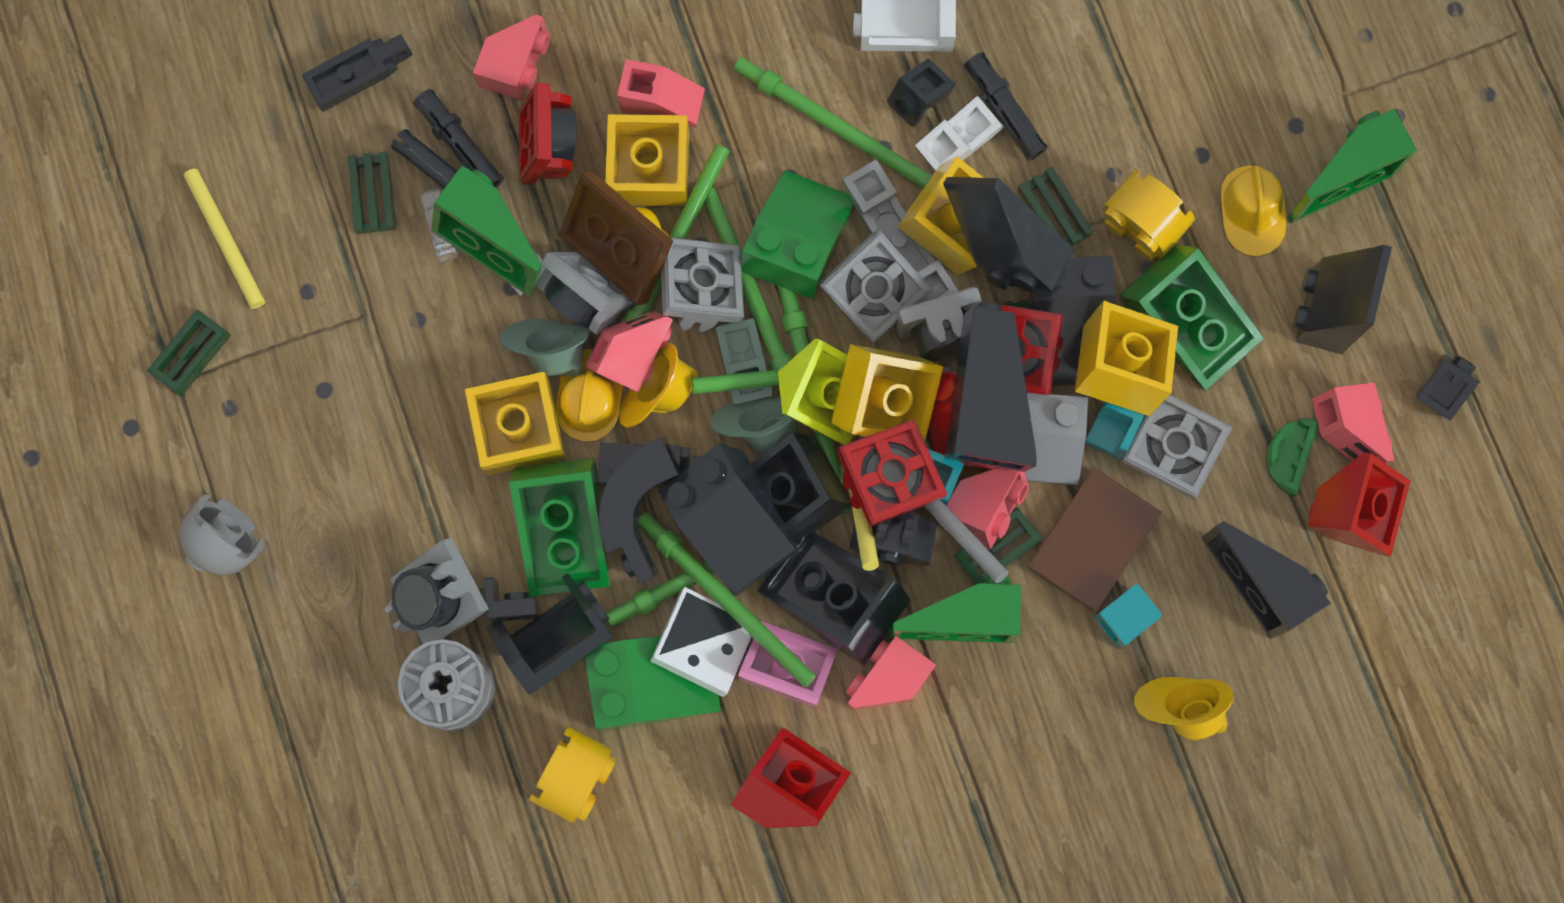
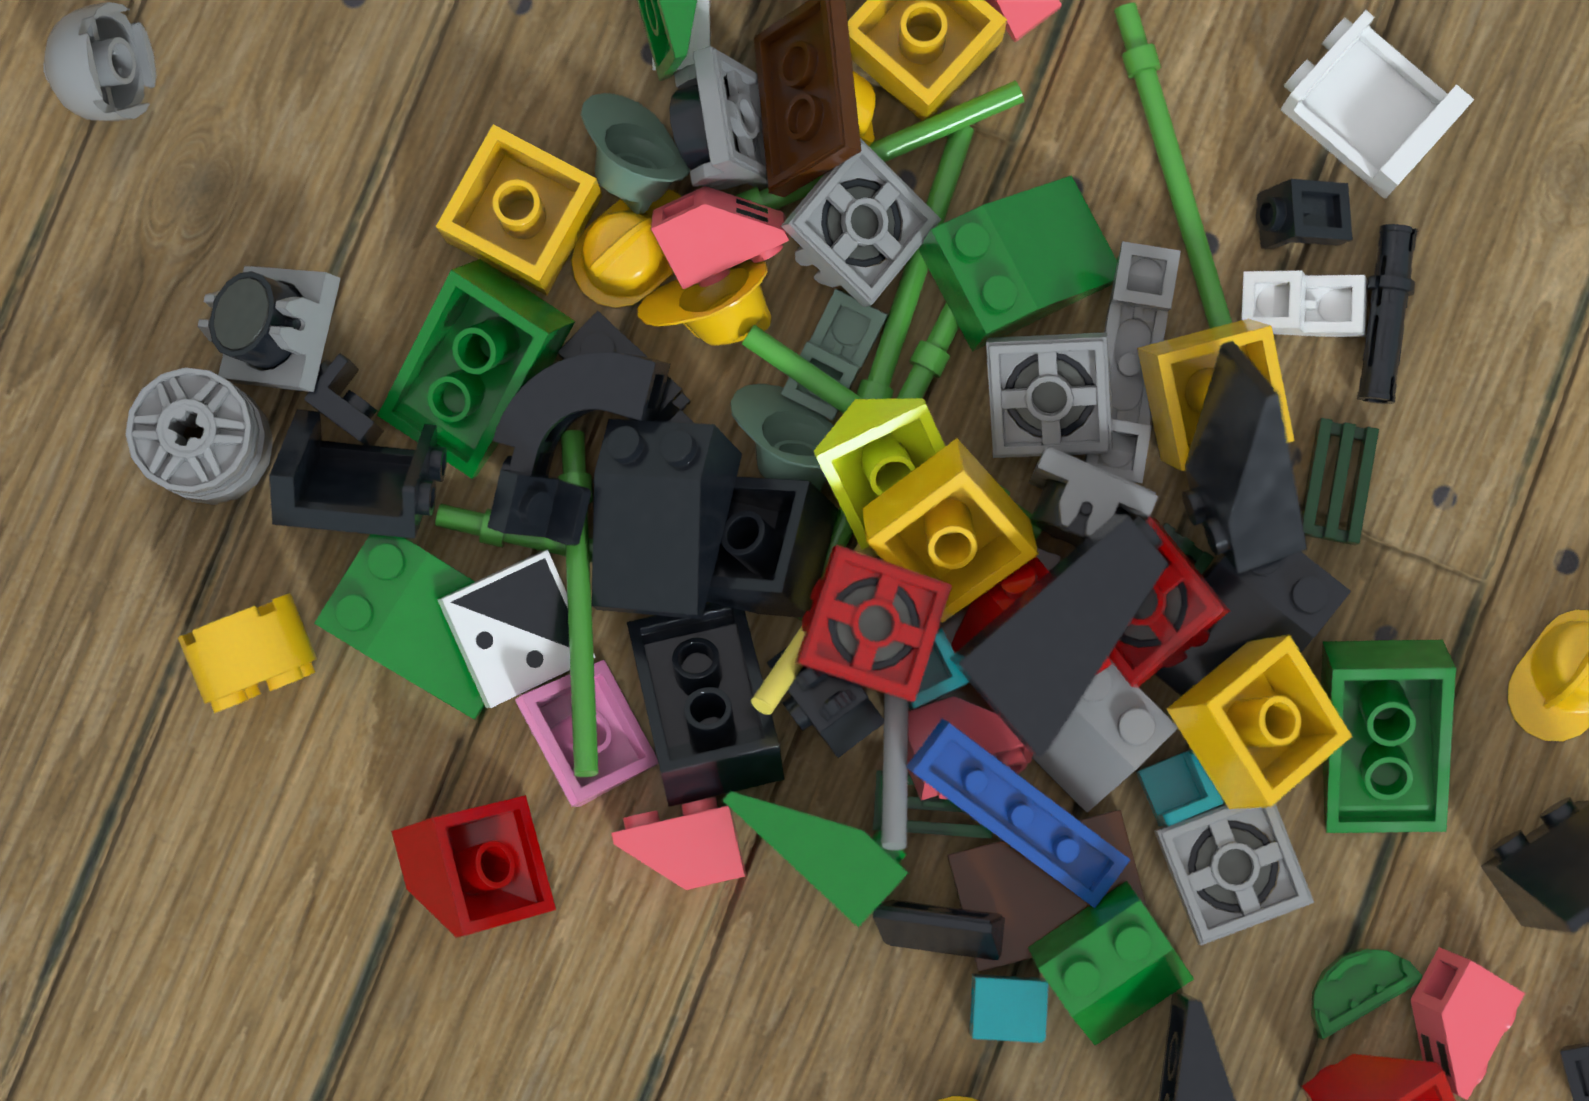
camera: 45 degrees right, 5 degrees up
(663, 565) = (539, 507): none -> black bracket
(1046, 509) = (1018, 813): none -> blue plate
(1059, 606) = (940, 929): none -> black slope
(1147, 214) = (1436, 578): yellow brick -> none
(1159, 546) = (1110, 964): none -> green slope

